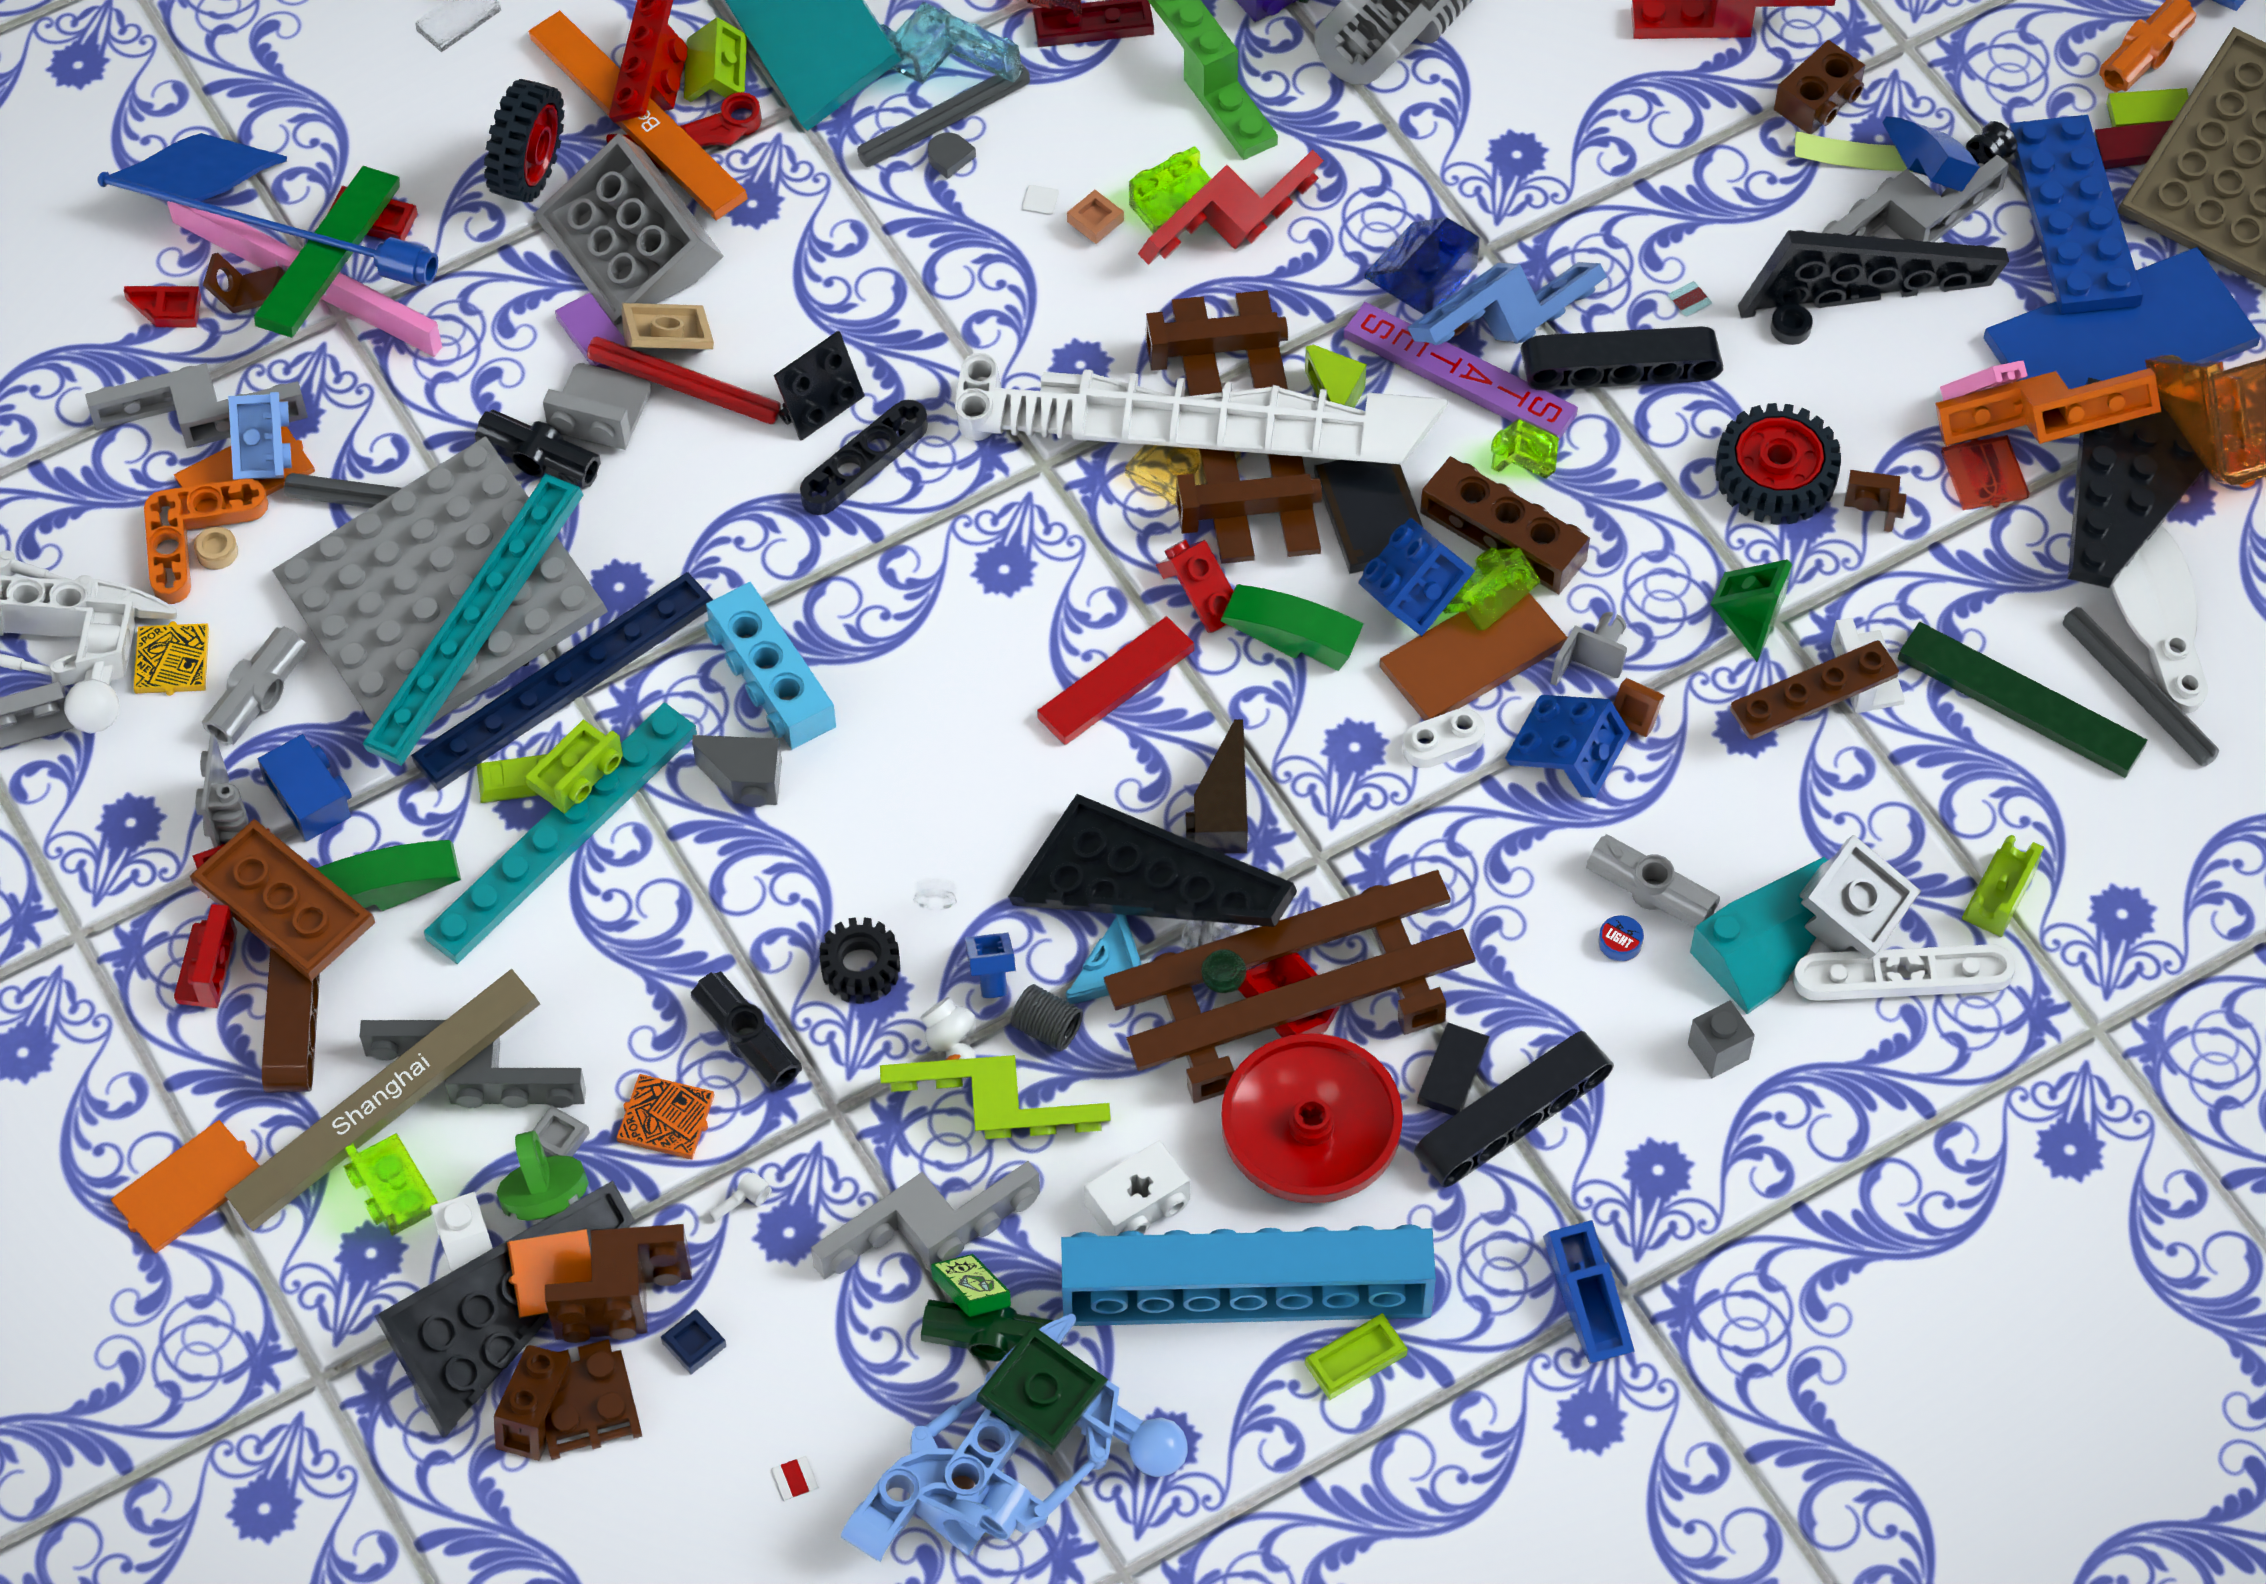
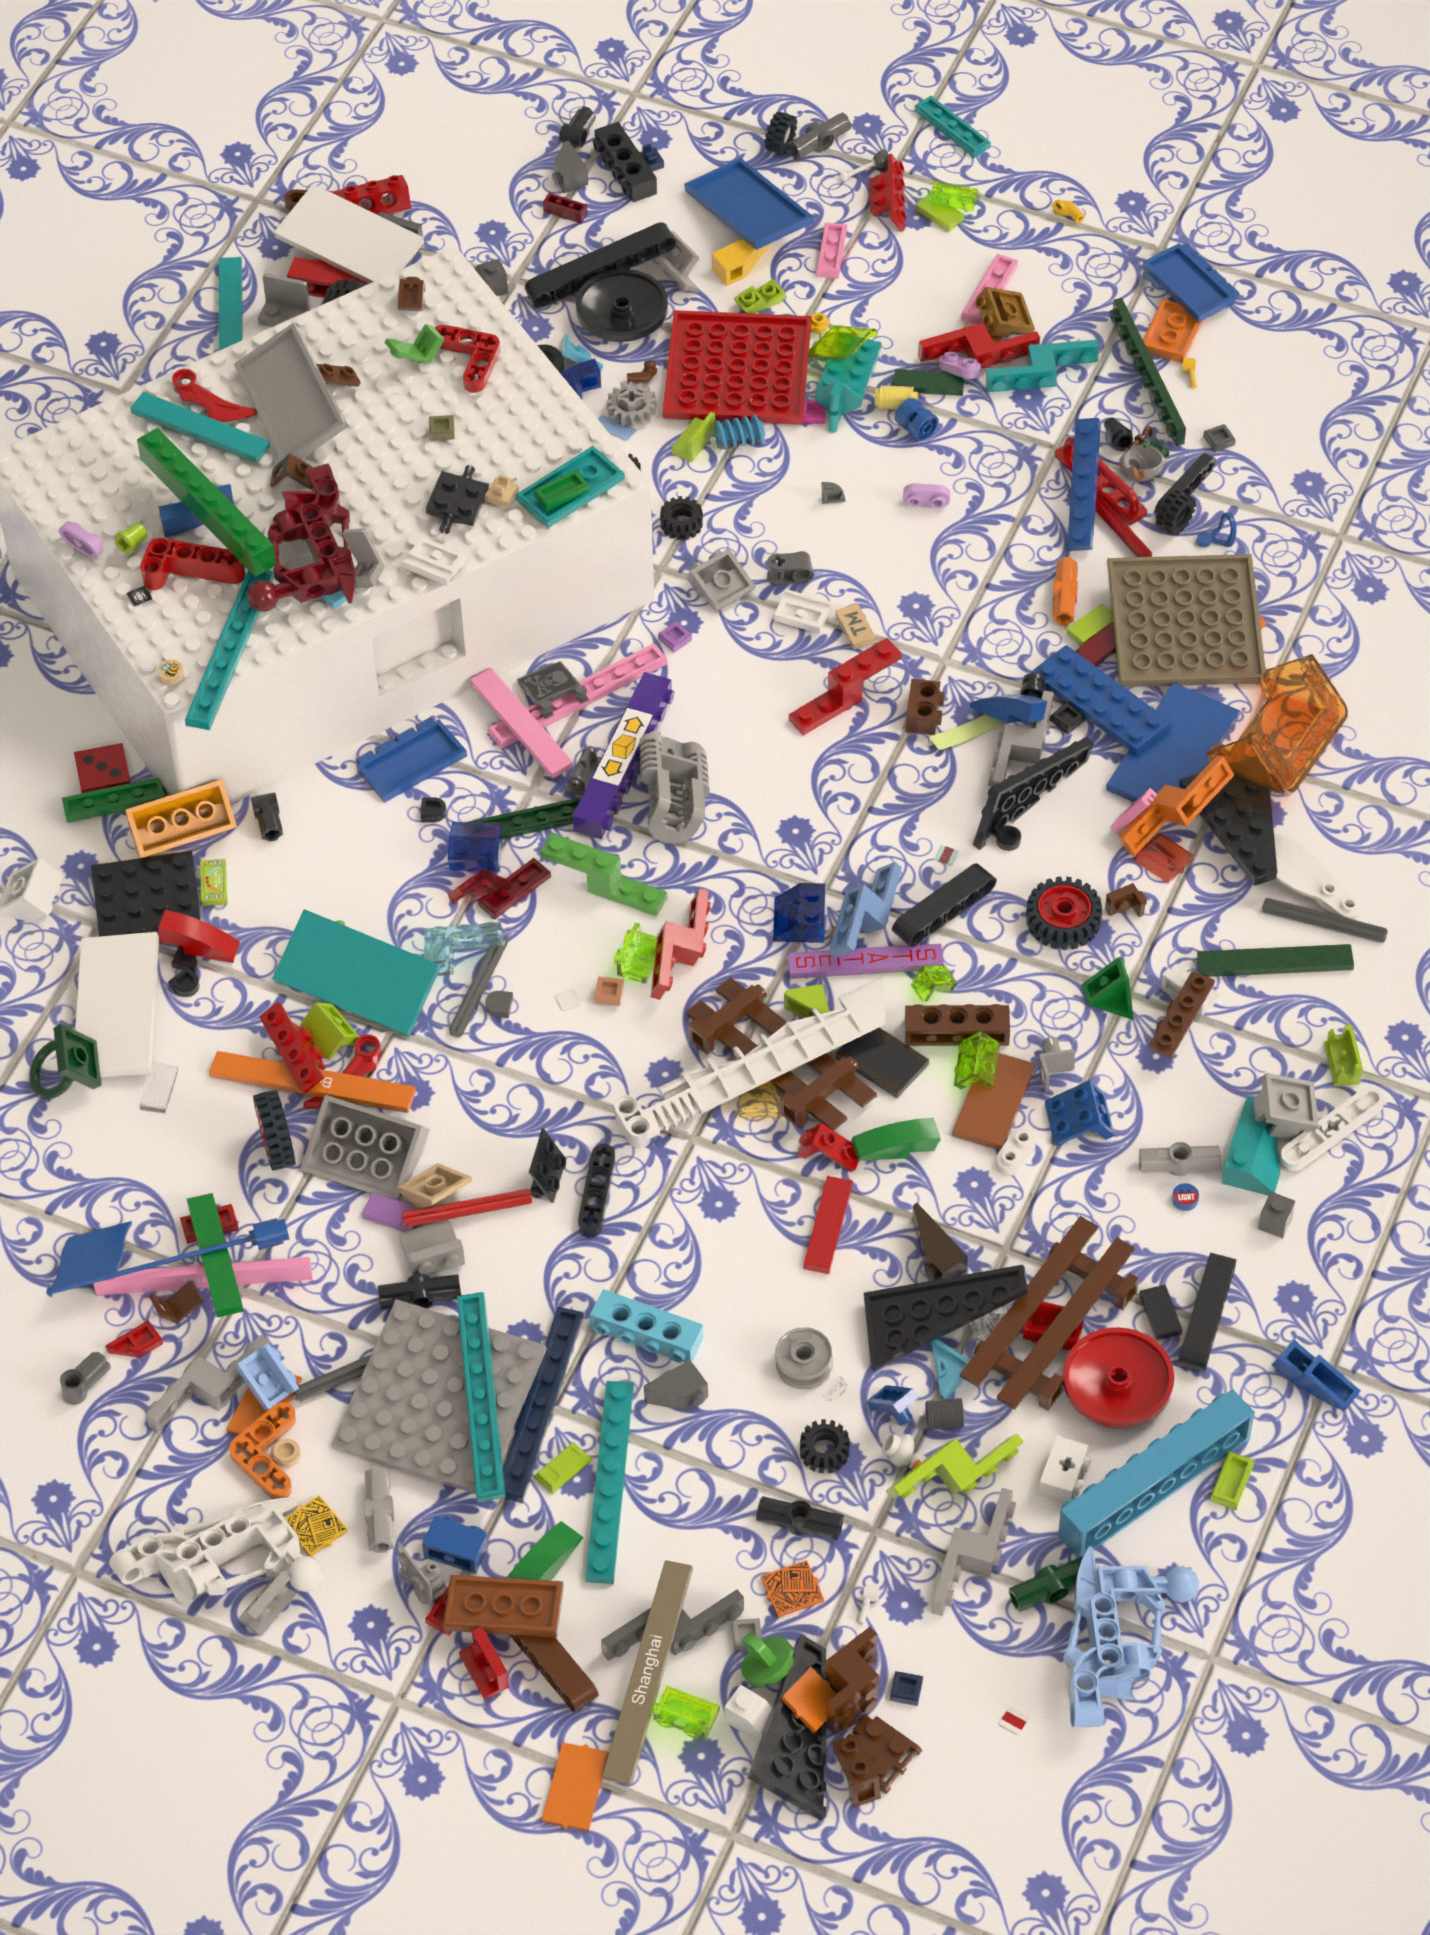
camera: 35 degrees left, 5 degrees down
(51, 310) = (83, 1377): none -> dark grey piece
(575, 766) = (594, 1439): lime bracket -> none
(929, 807) = (804, 1343): none -> light grey wheel
(971, 1285) = (1025, 1566): tile -> none
(1042, 1389) = (1112, 1589): dark green tile -> none
(1223, 971) = (1020, 1331): clear green plate -> none
(1415, 576) = (938, 1076): blue bracket -> none
(1638, 706) = (1101, 1075): dark orange tile -> none
(2009, 213) = (1067, 718): none -> black tile

